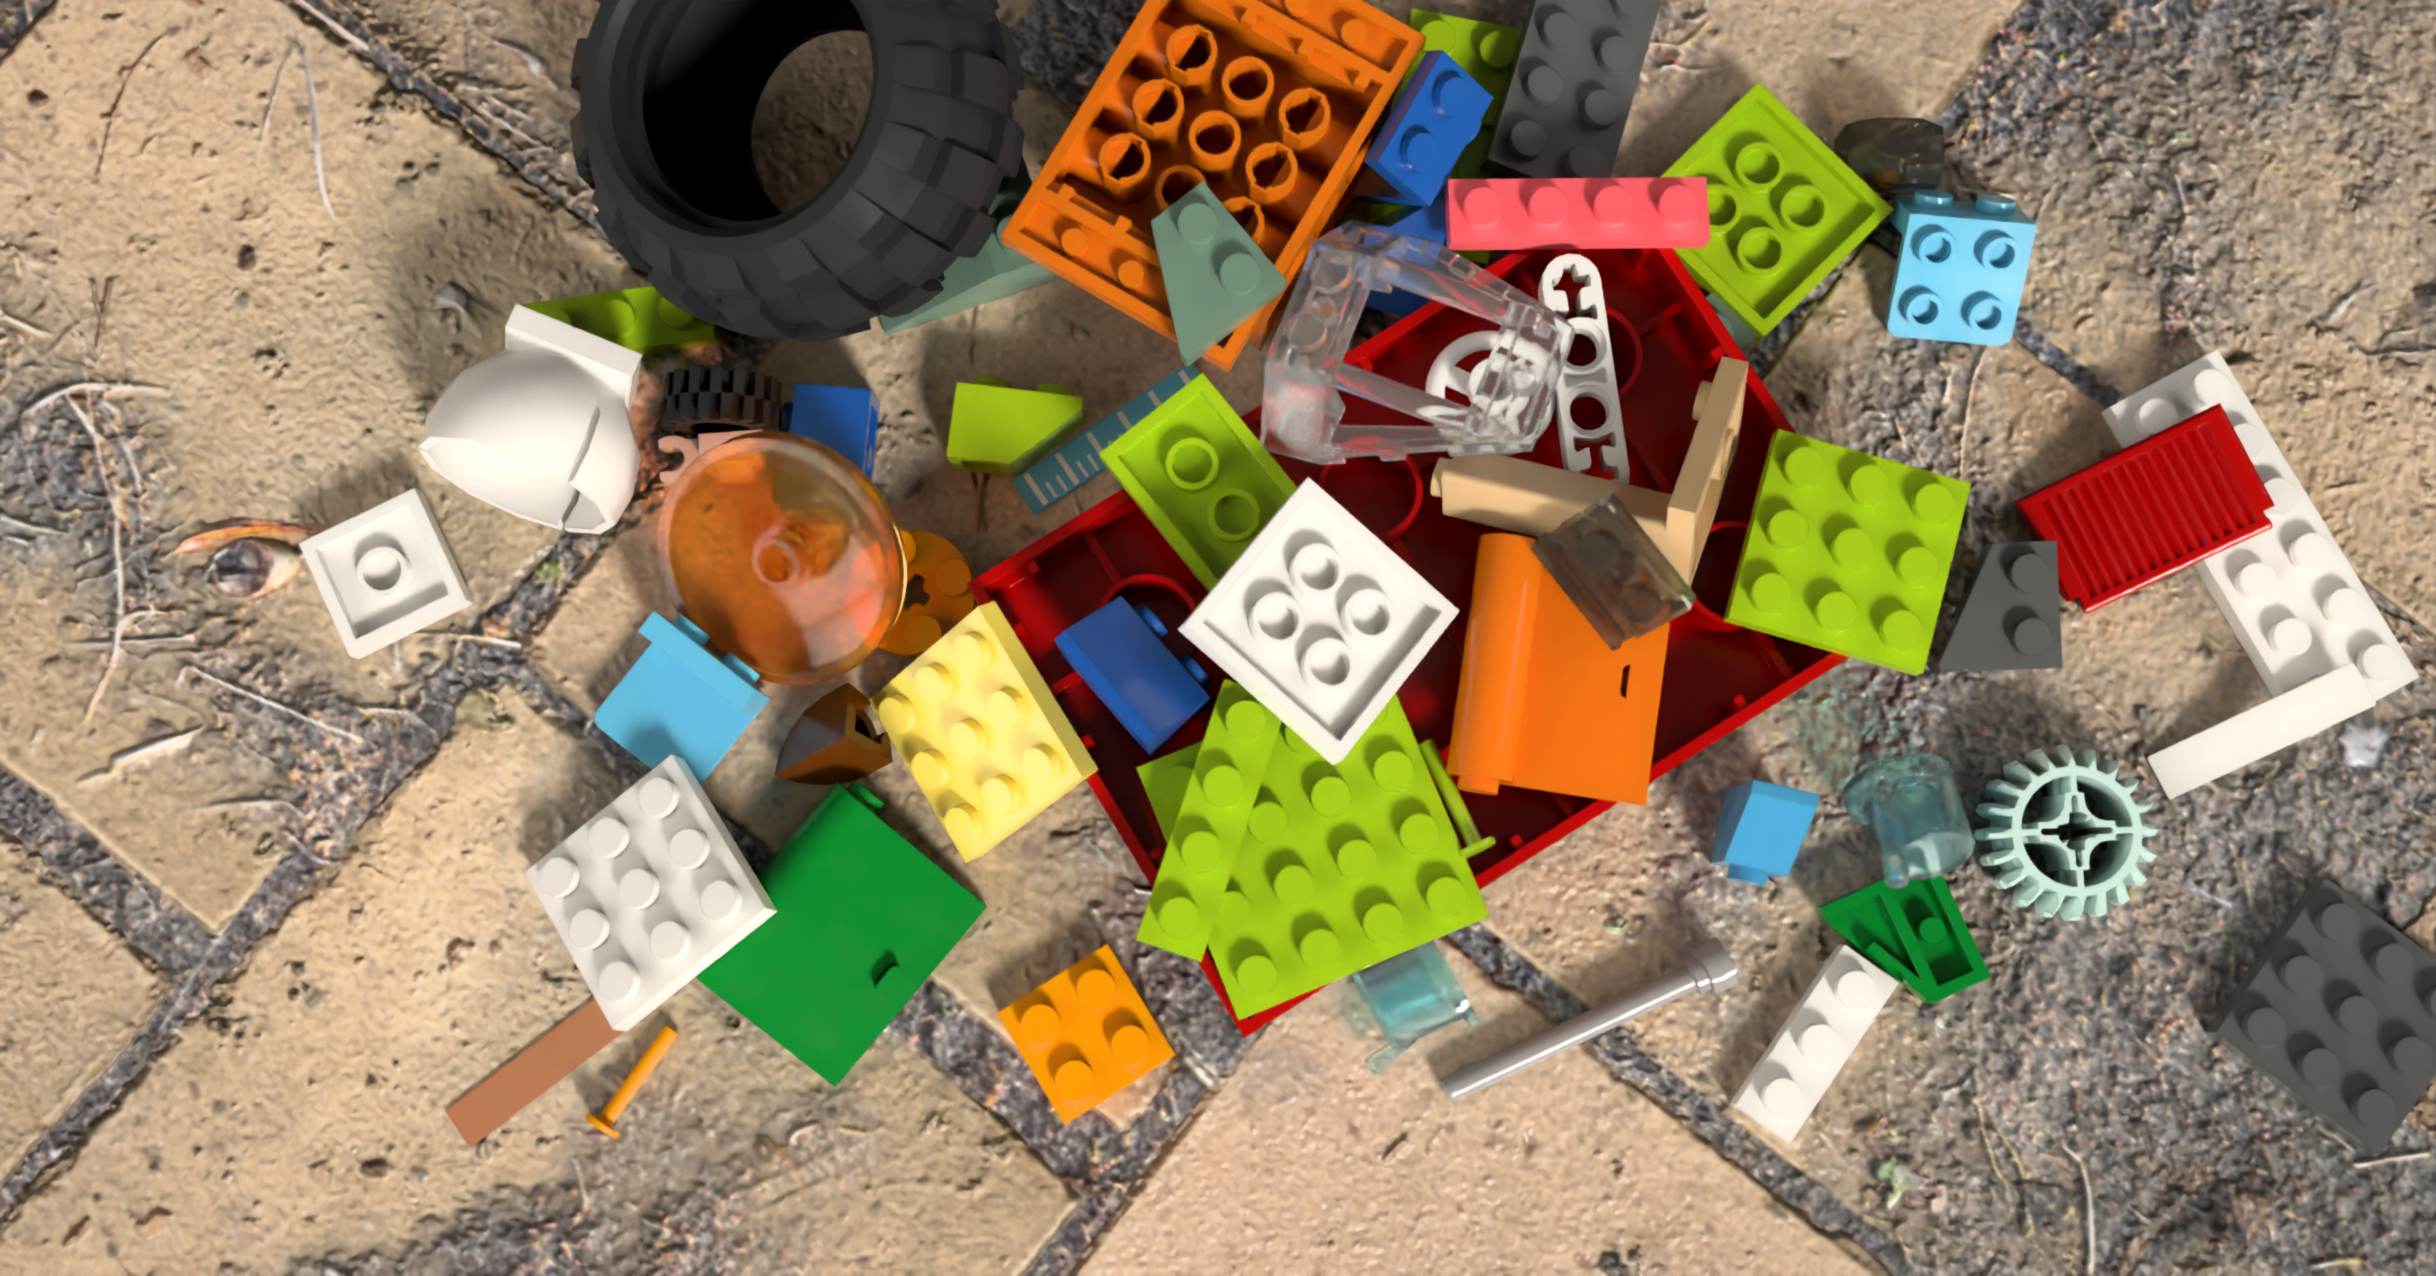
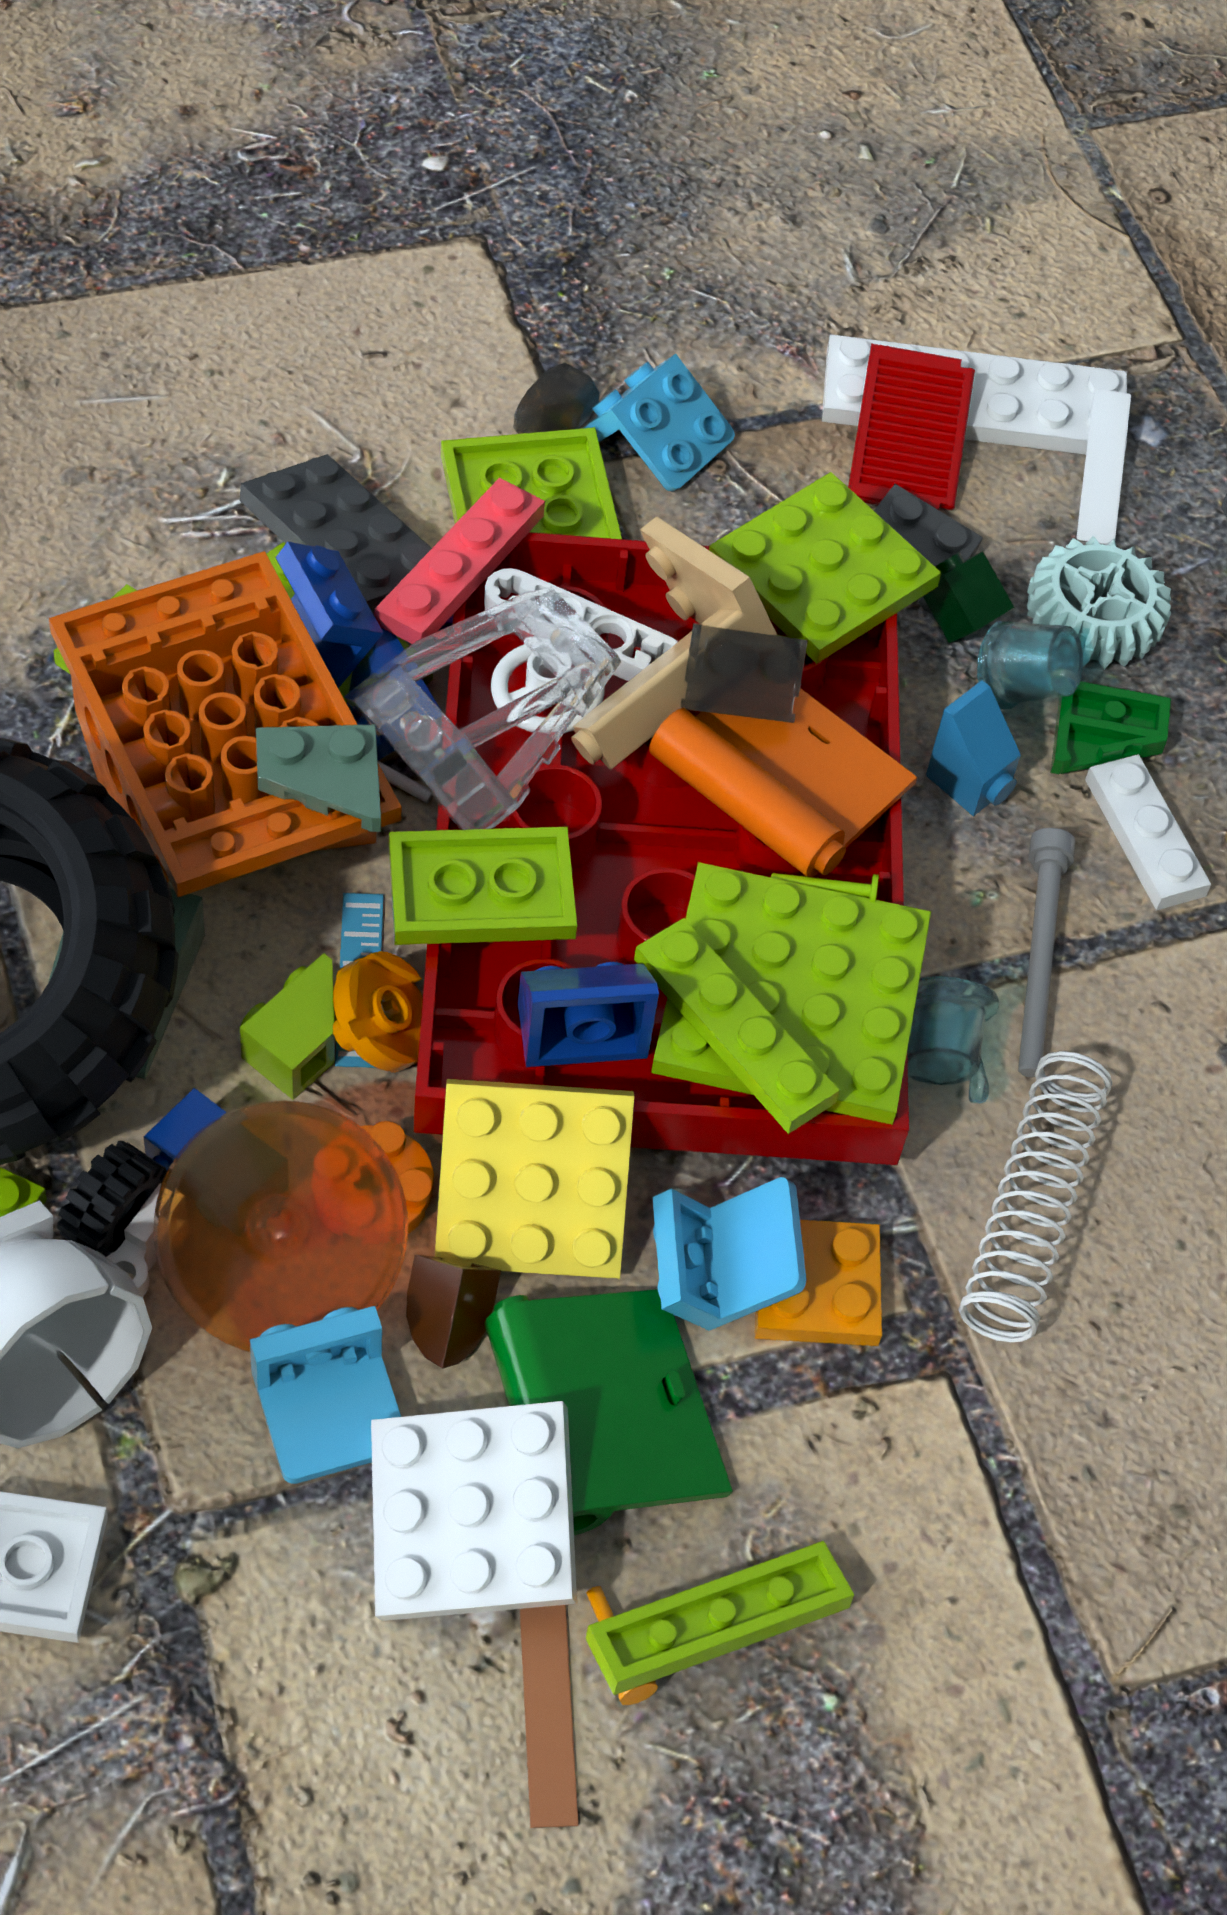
camera: 65 degrees left, 25 degrees down
(698, 1154) = (718, 1617): none -> lime plate
(1037, 943) = (728, 1256): none -> medium azure bracket
(1046, 463) = (360, 1017): none -> light orange plate
(1319, 621) = (641, 859): white plate -> none
(1454, 1144) = (1008, 1300): none -> white piece
(1958, 700) = (966, 596): none -> dark green brick

